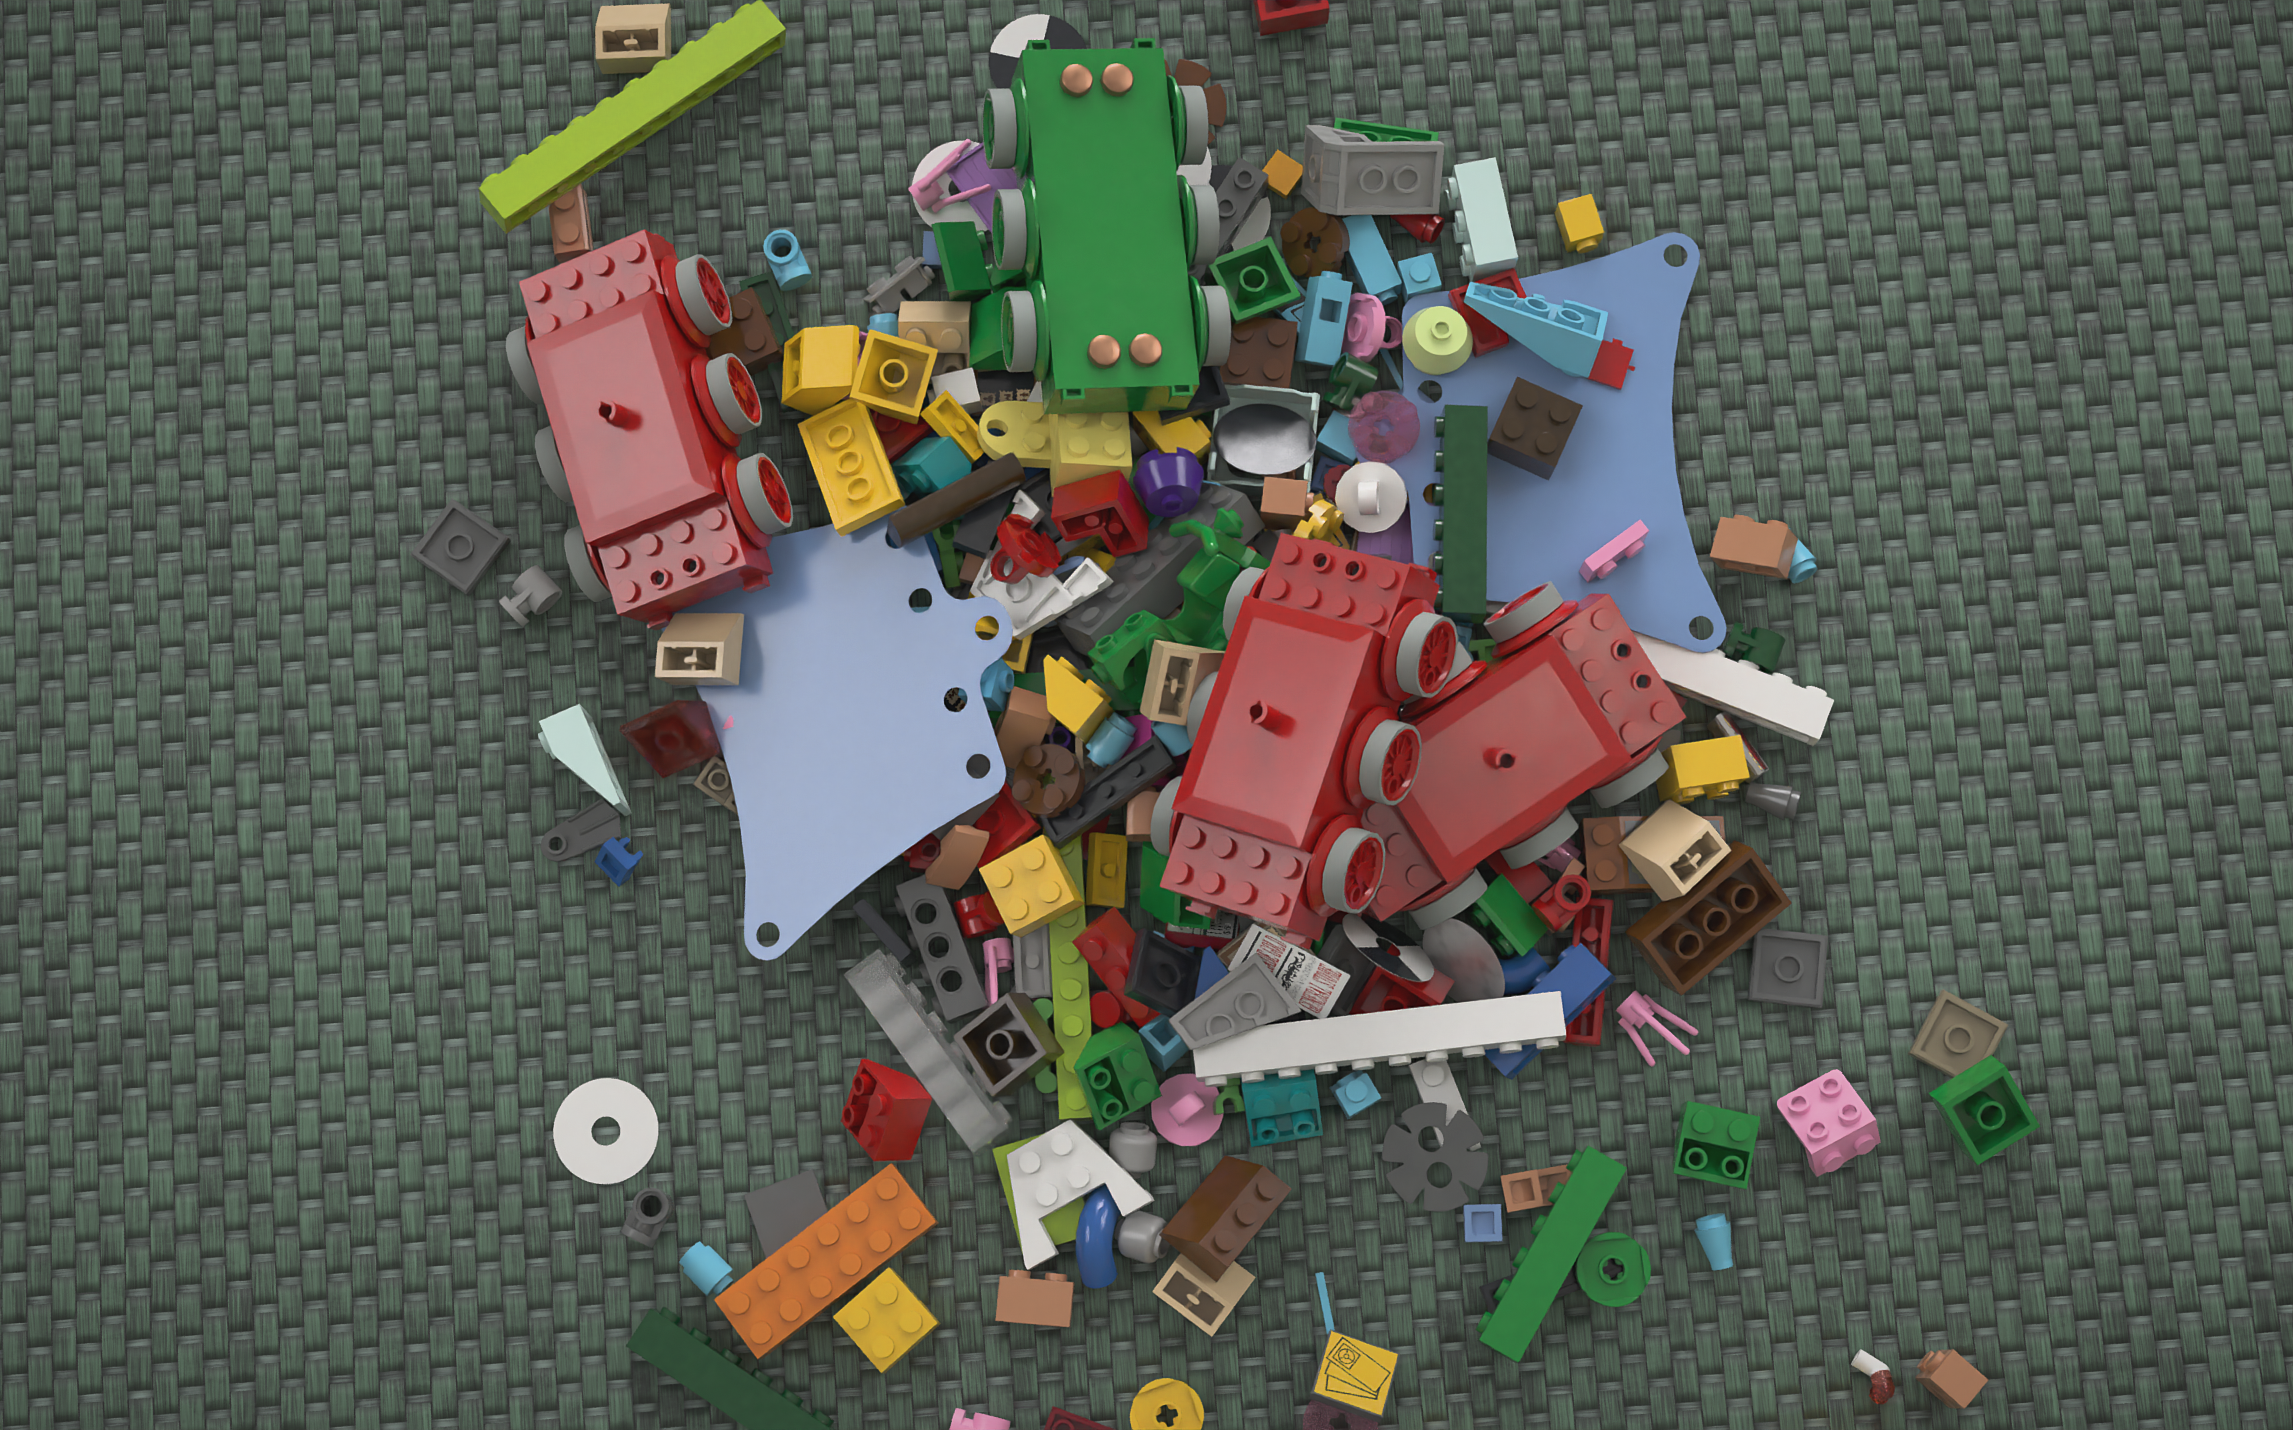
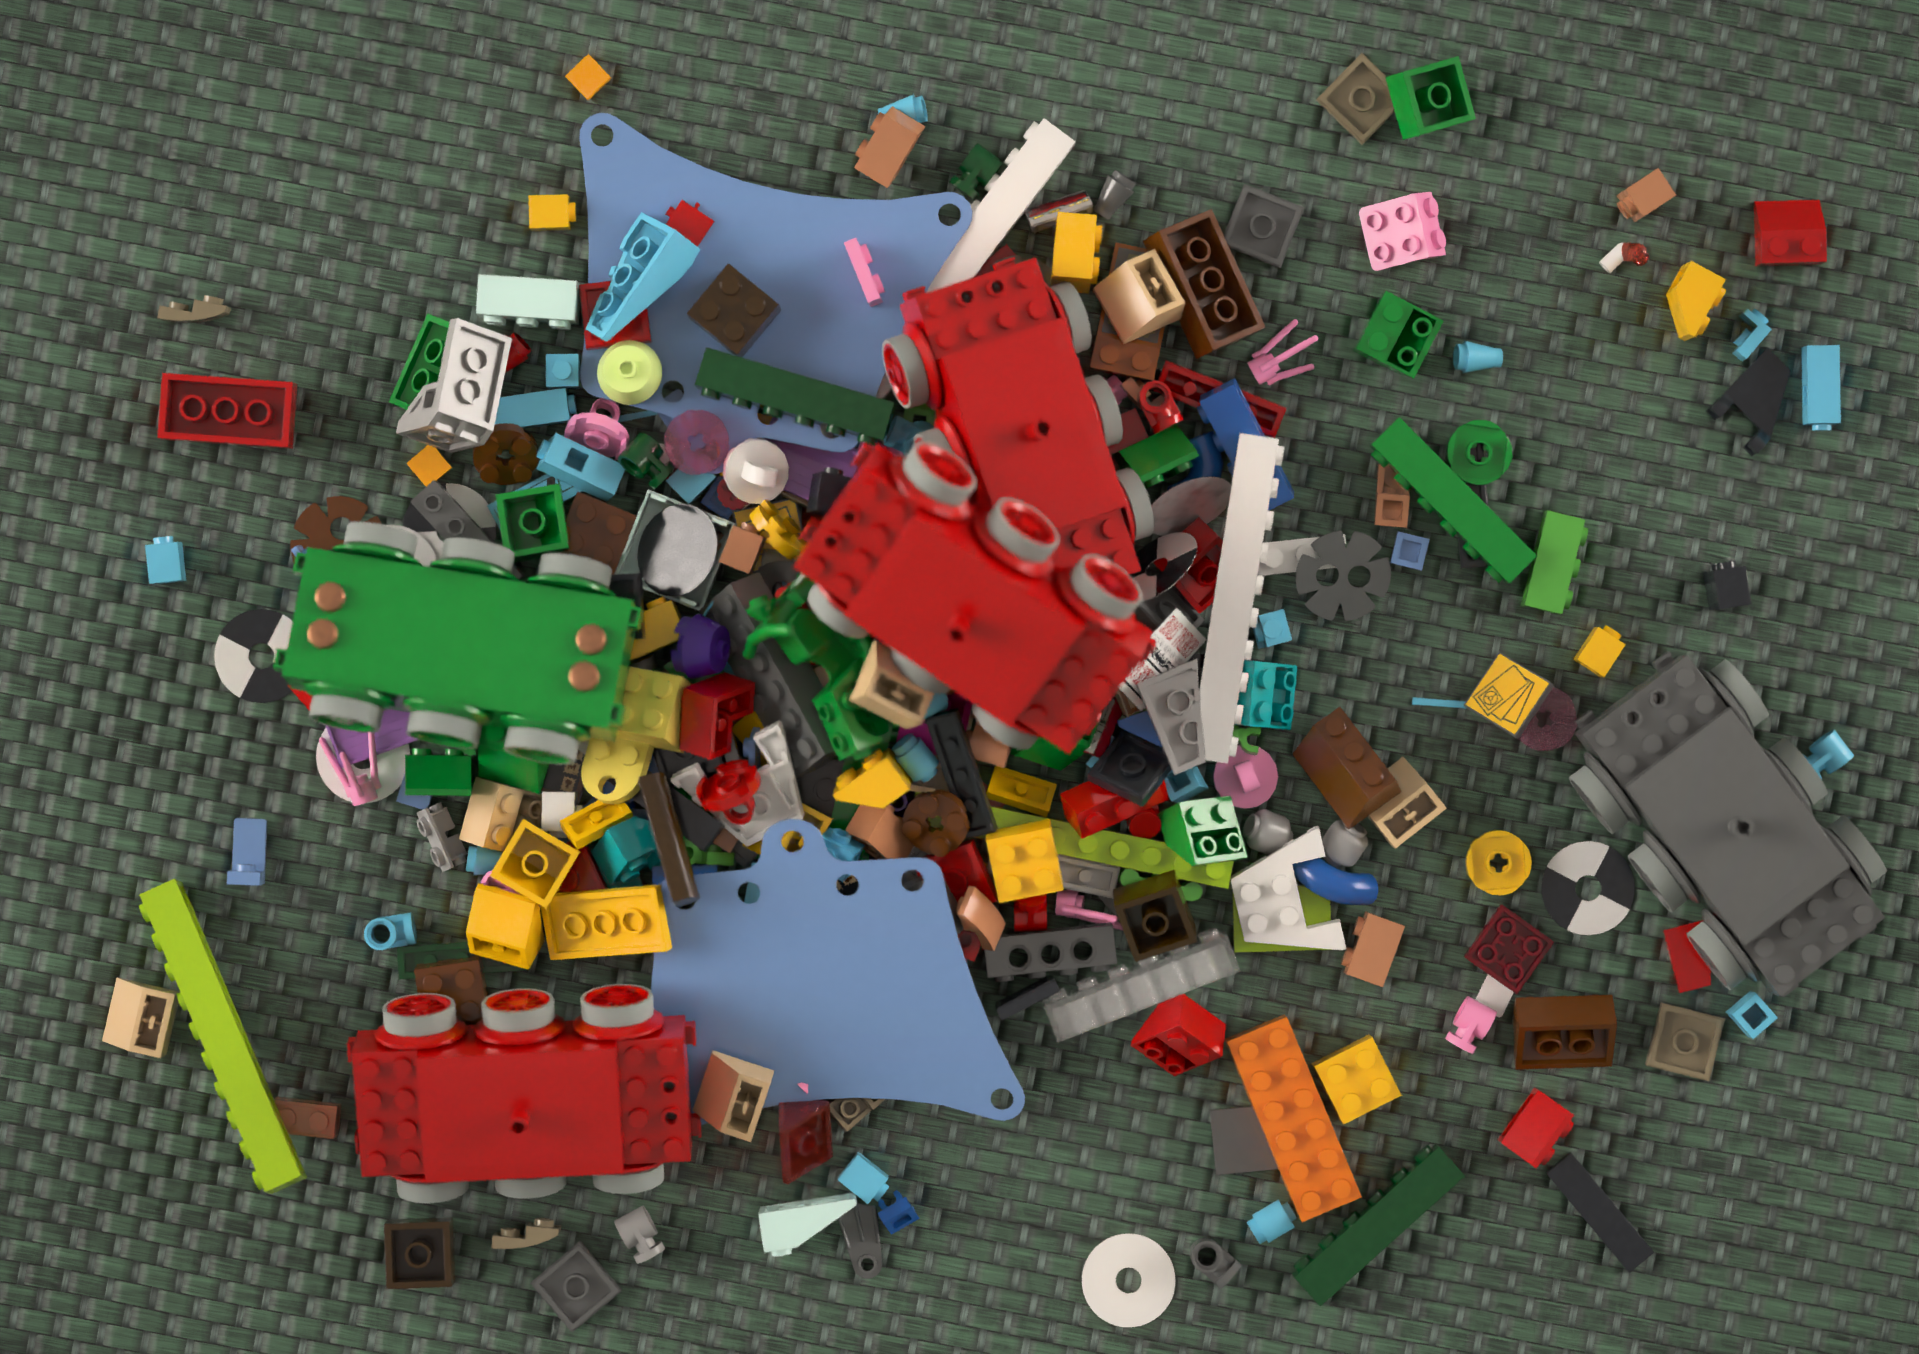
camera: 75 degrees left, 10 degrees up
(456, 374) = (419, 1253): none -> dark brown brick
(505, 486) = (536, 1233): none -> dark tan slope
(646, 815) = (864, 1179): none -> medium azure brick
(831, 99) = (248, 852): none -> medium blue bracket
(1515, 1388) = (1555, 563): none -> bright green brick
(1731, 227) = (588, 77): none -> light orange tile

